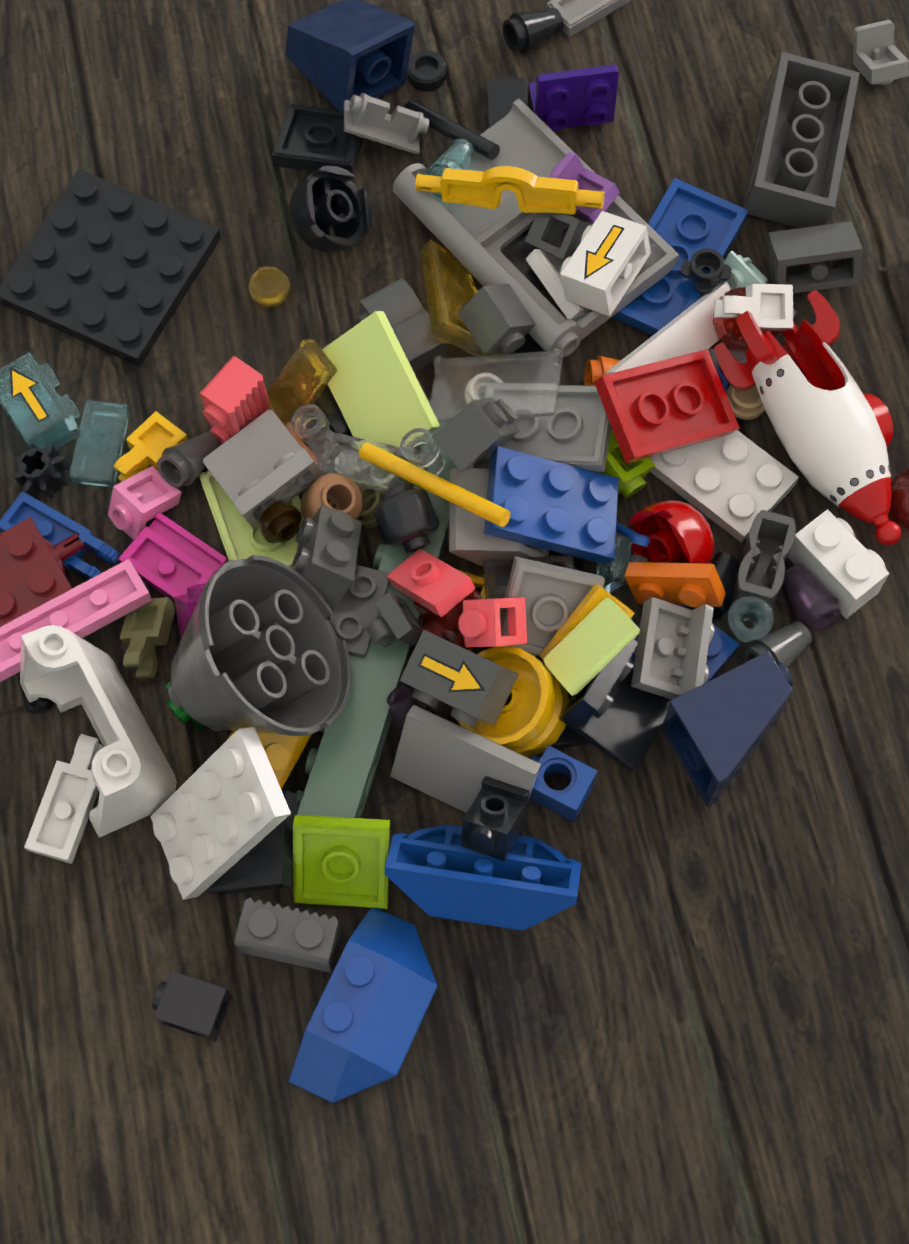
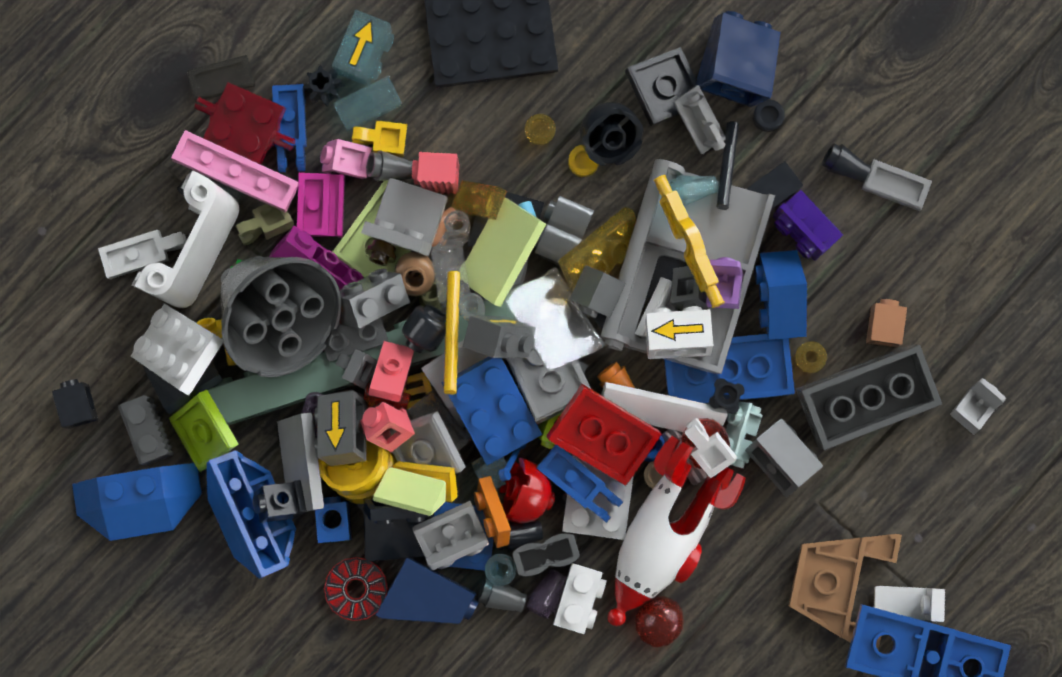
camera: 55 degrees right, 15 degrees up
(337, 269) = (580, 162): none -> yellow tile
(636, 147) = (784, 294): none -> blue brick
(675, 791) = (339, 579): none -> tile
(701, 473) = (576, 480): none -> blue hinge
(717, 186) = (801, 361): none -> clear yellow plate
(732, 86) = (886, 323): none -> nougat brick

